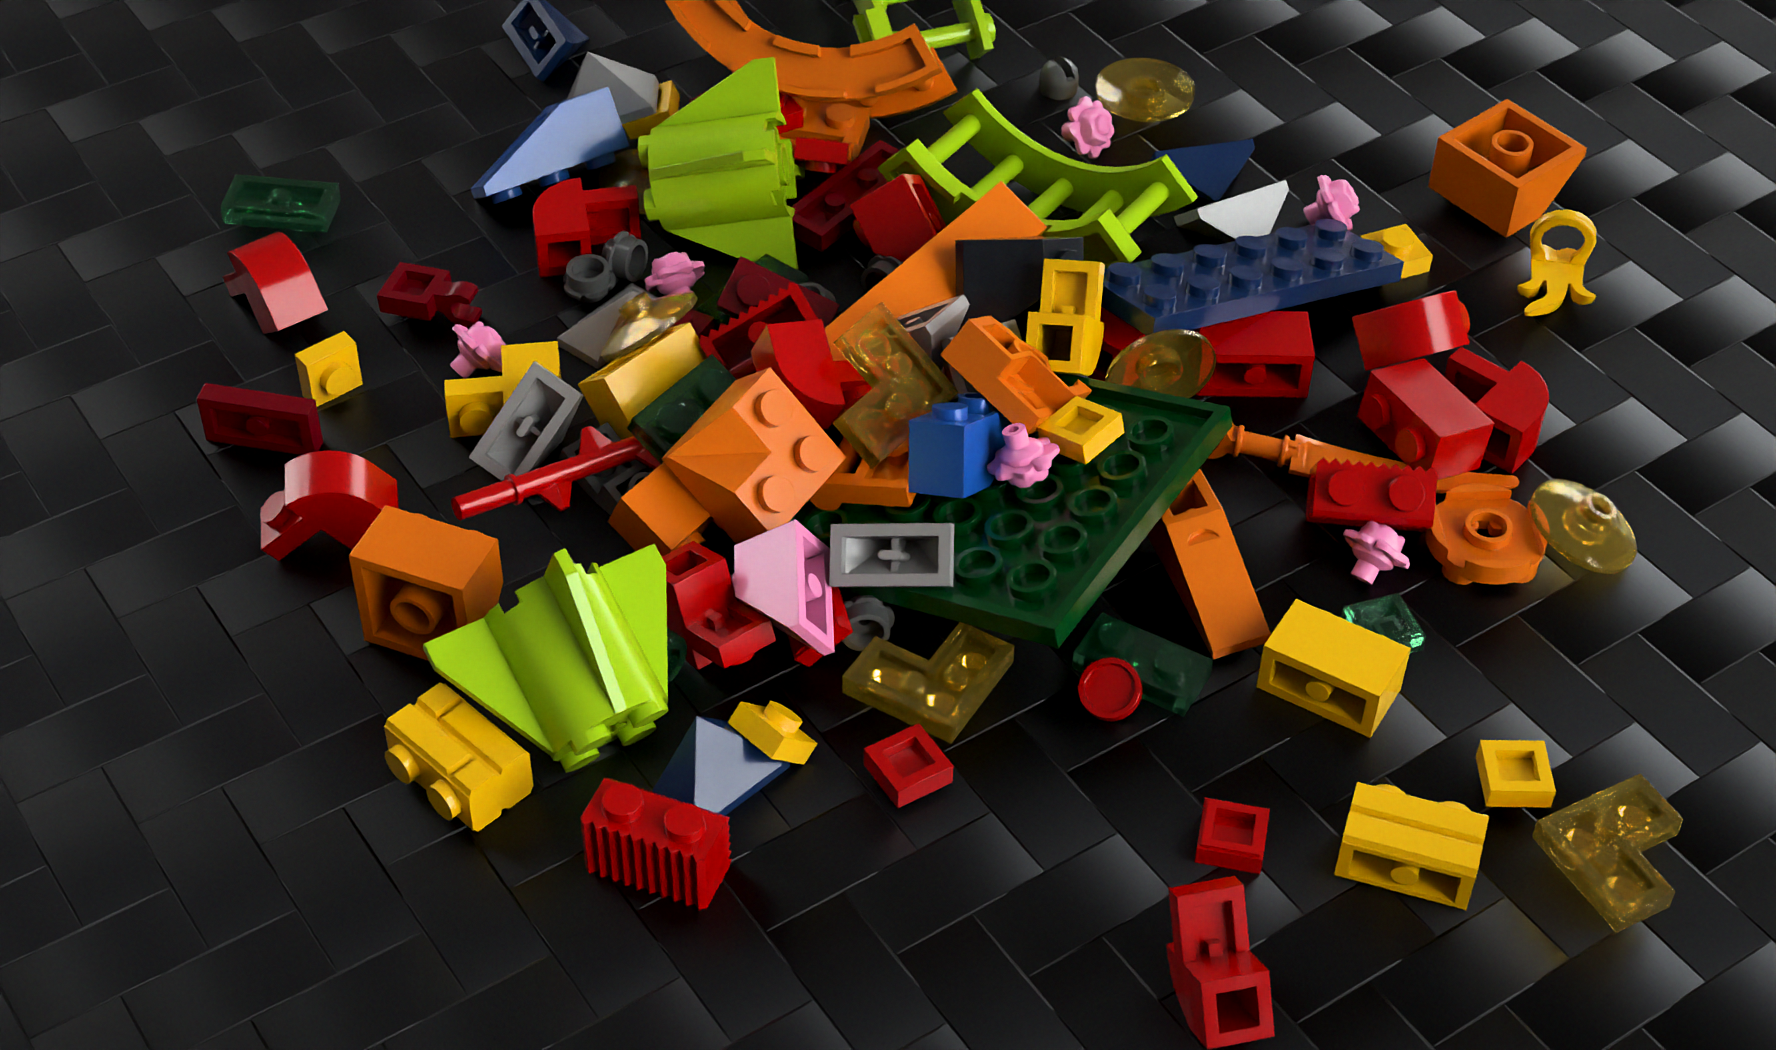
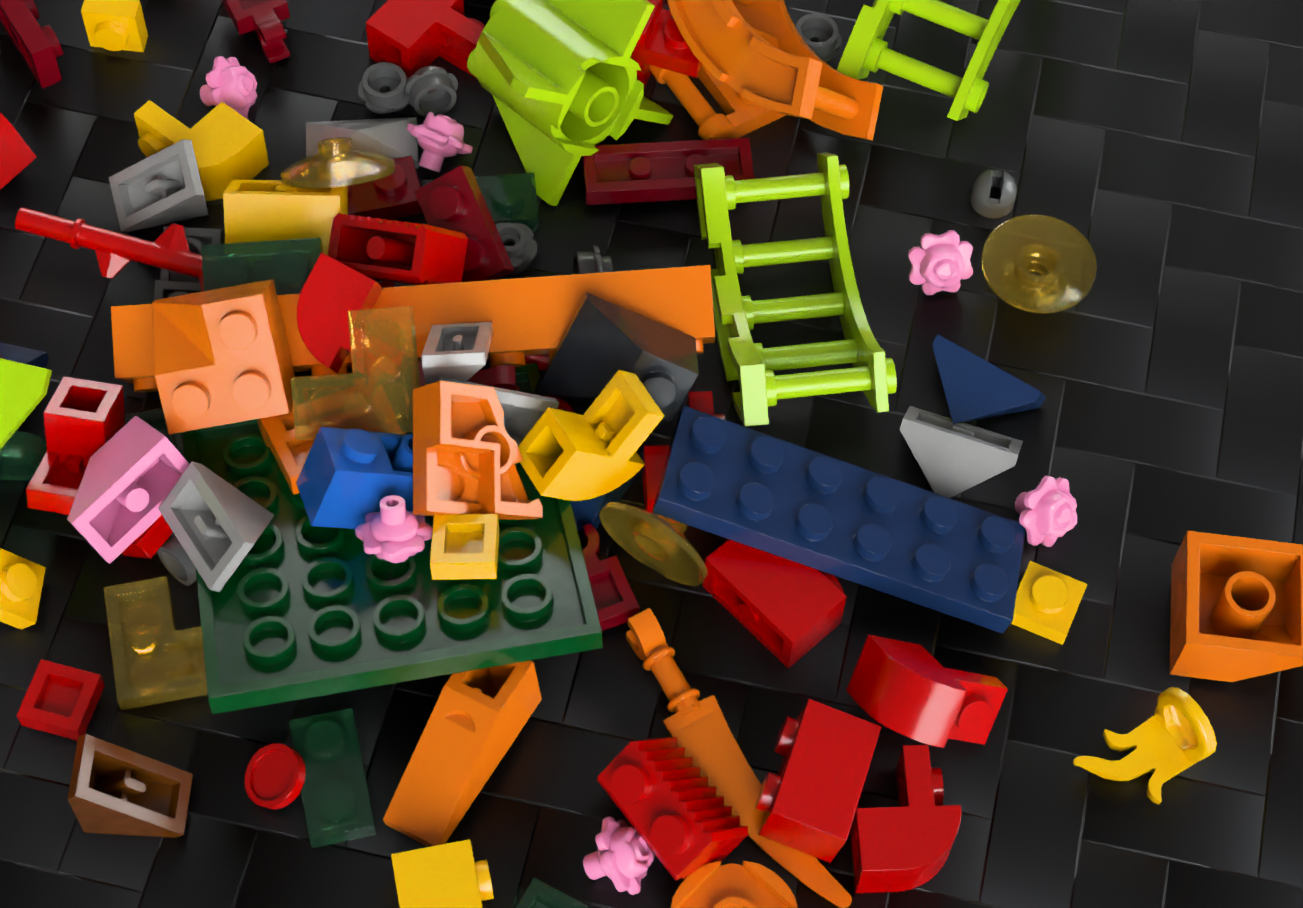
camera: 45 degrees right, 15 degrees up
(822, 154) = (677, 113): red plate -> none
(897, 217) = (650, 229): red slope -> none
(1031, 777) = (126, 791): none -> reddish brown slope

